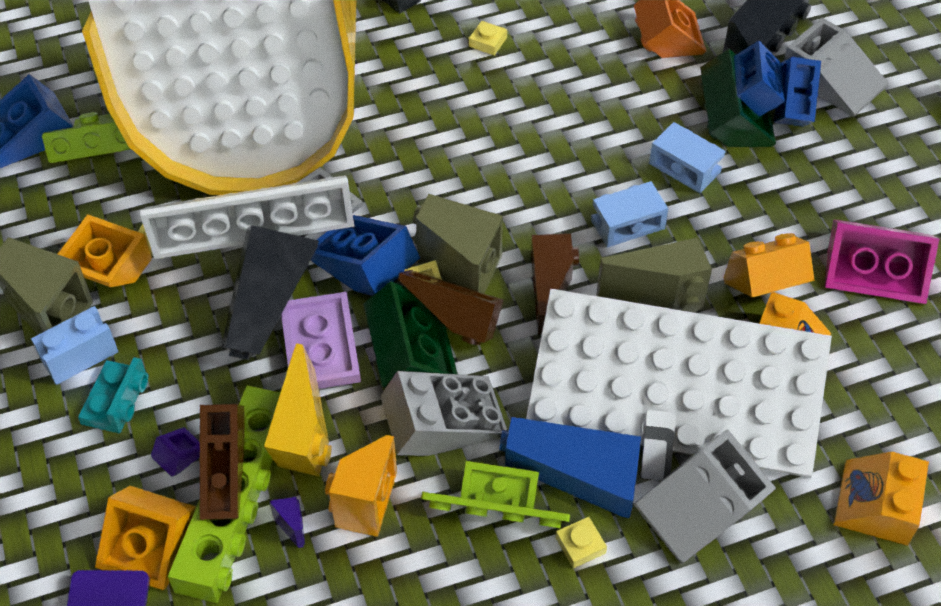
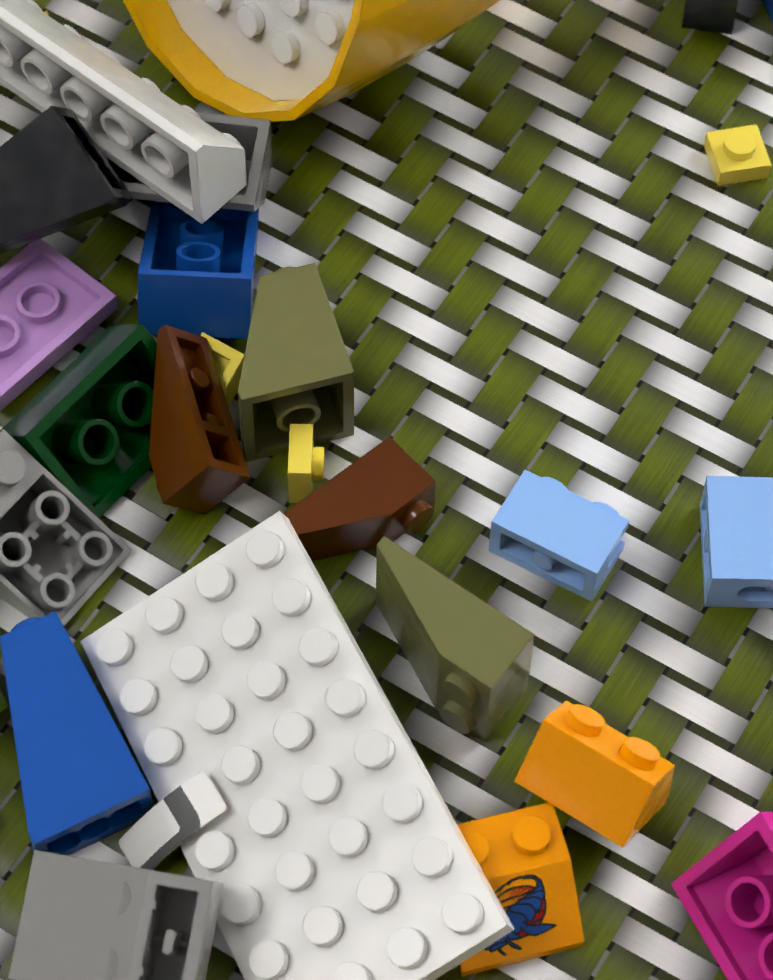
camera: 50 degrees right, 5 degrees up
(507, 280) = (304, 462): none -> light yellow plate

